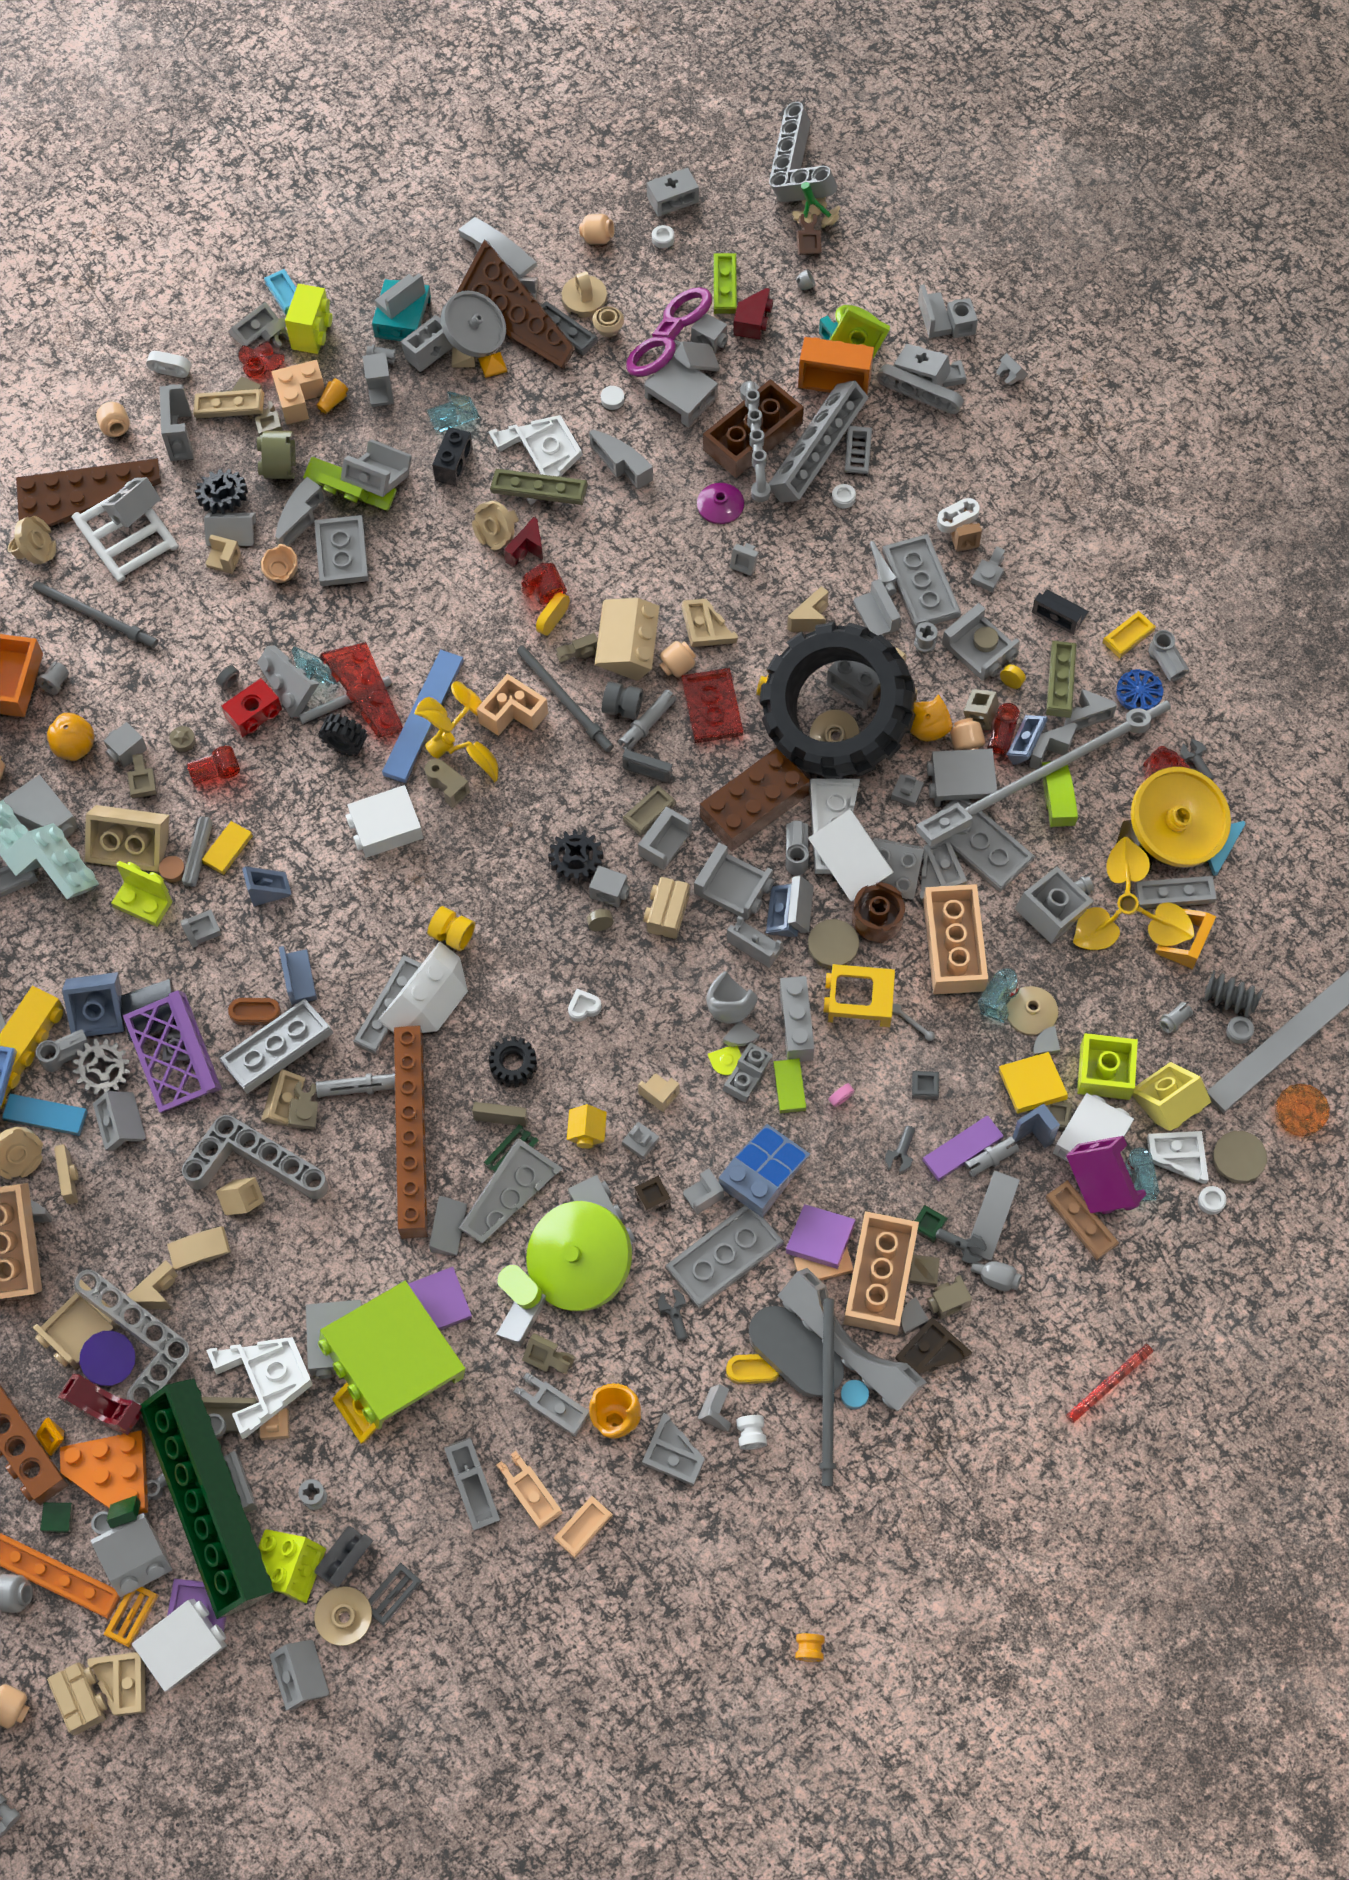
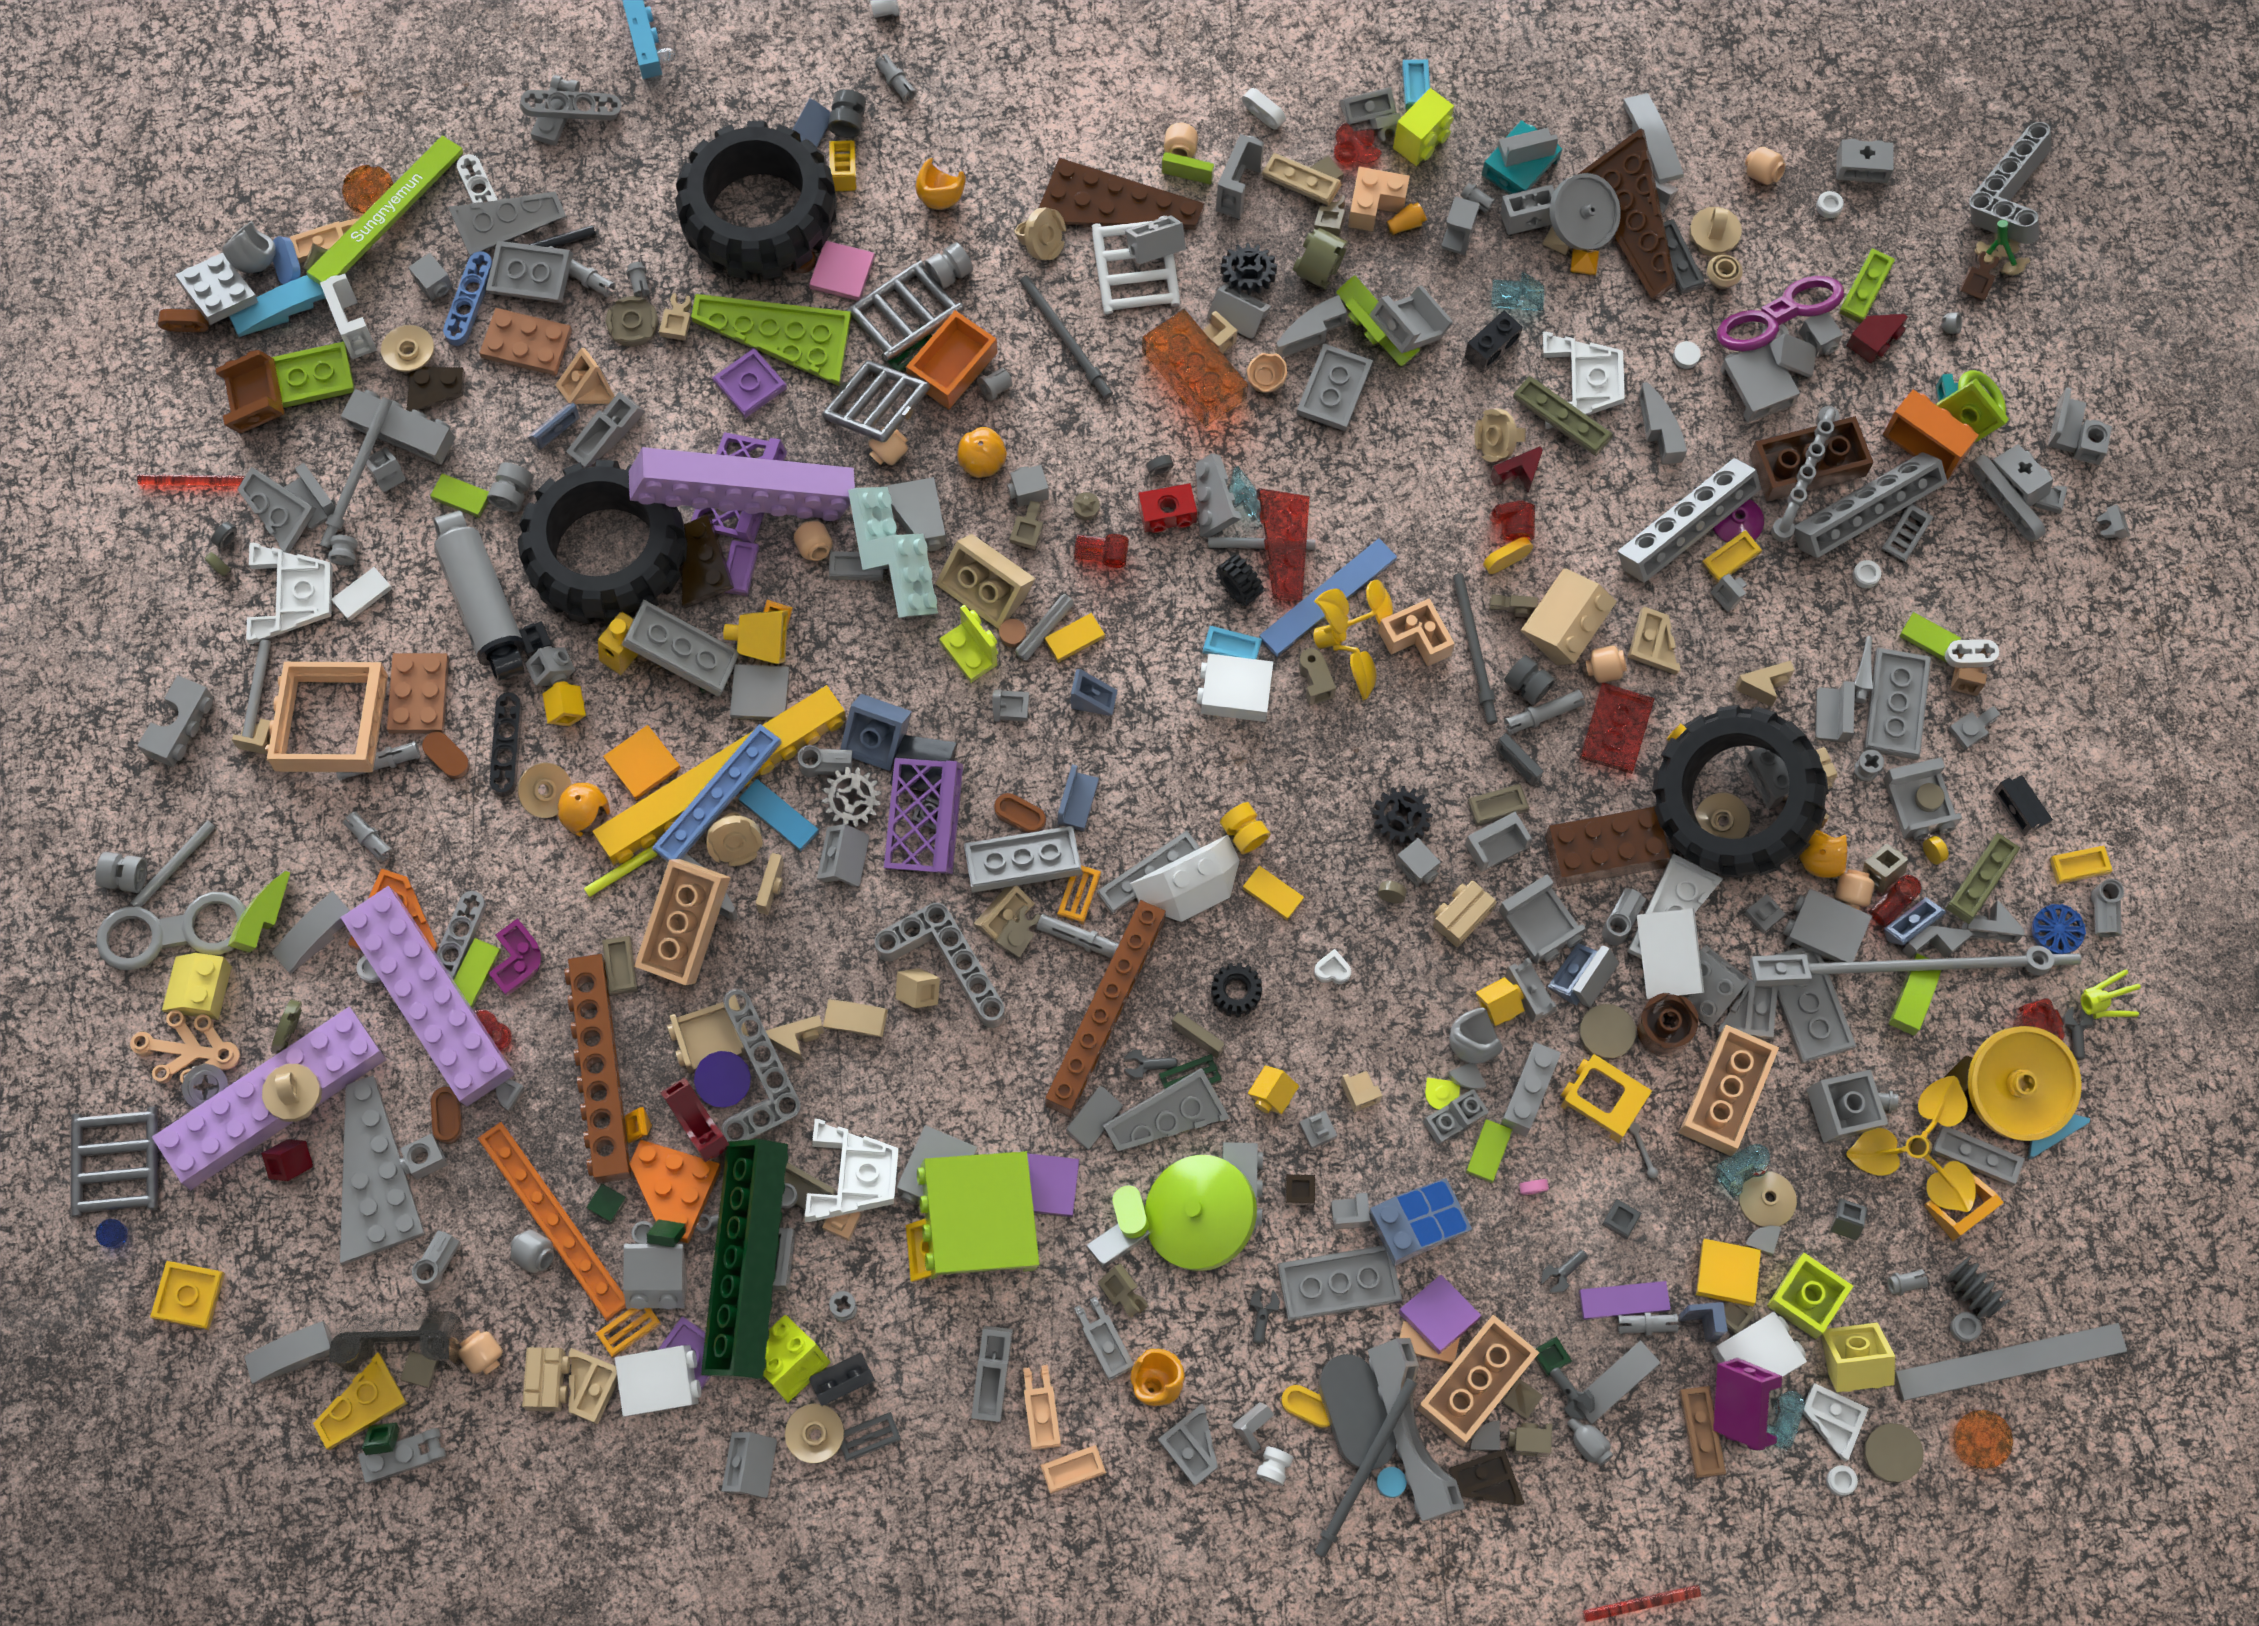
camera: 25 degrees right, 5 degrees up
(129, 437) = (1187, 168): none -> lime tile
(216, 587) = (1194, 367): none -> clear orange brick
(341, 1071) = (1071, 915): none -> light orange tile
(361, 788) = (1231, 643): none -> medium azure tile
(469, 1160) = (1146, 1064): none -> dark grey bar
(502, 970) = (1273, 893): none -> yellow tile
(682, 518) = (1689, 520): none -> light grey brick
(731, 531) = (1732, 556): none -> yellow tile
(736, 960) = (1501, 1001): none -> yellow brick
(916, 519) = (1928, 636): none -> lime tile
(1103, 993) = (1849, 1219): none -> dark grey slope
(1199, 728) = (2096, 1001): none -> neon yellow plant

